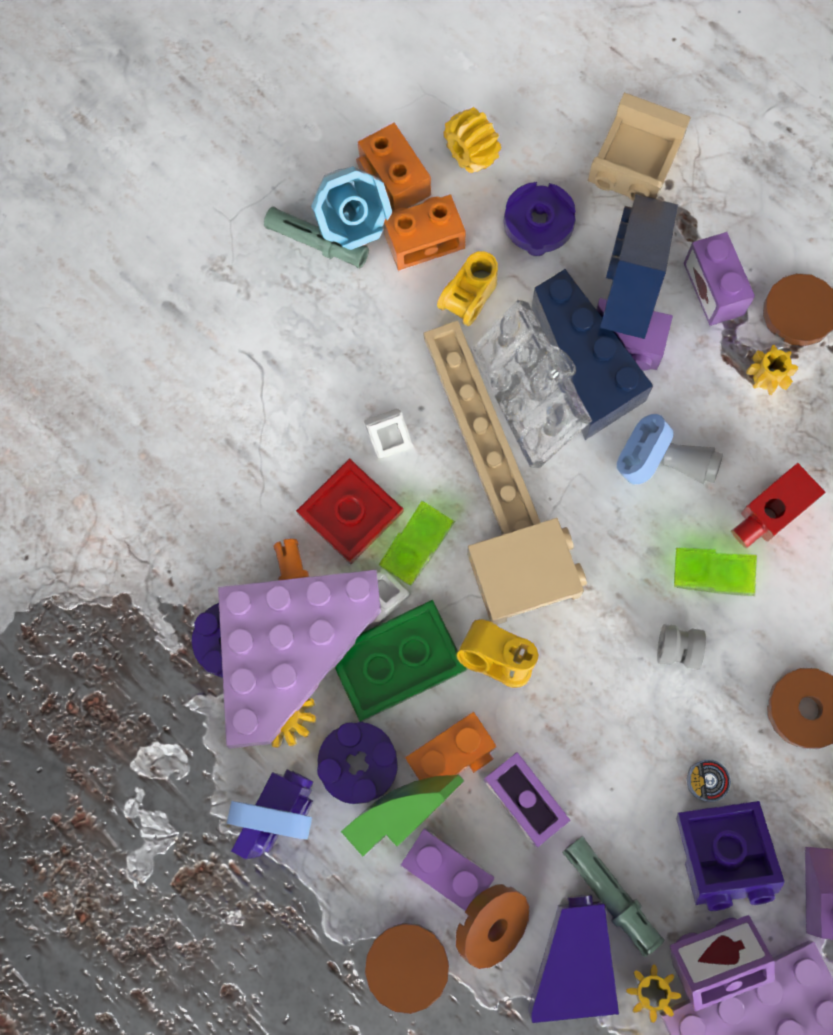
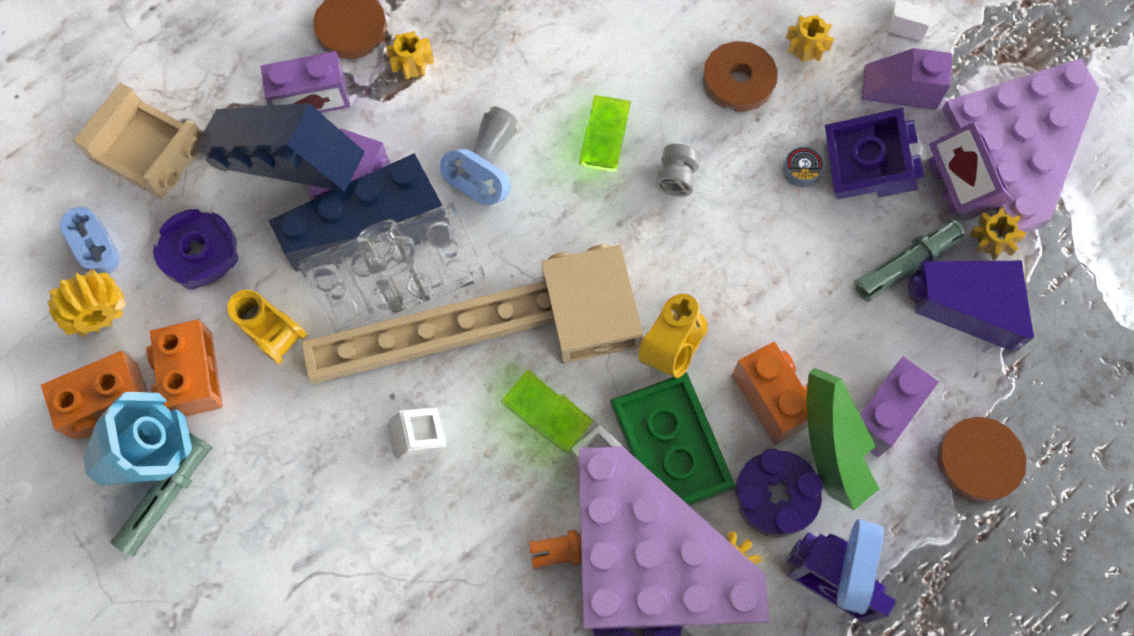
camera: 90 degrees left, 5 degrees down
(350, 511) = (501, 481): red tile -> none
(487, 945) = (945, 365): dark orange tile -> none
(526, 800) = (824, 322): medium lavender brick -> none
(539, 135) = (96, 237): none -> light blue beam
(786, 498) = (551, 64): red torso -> none

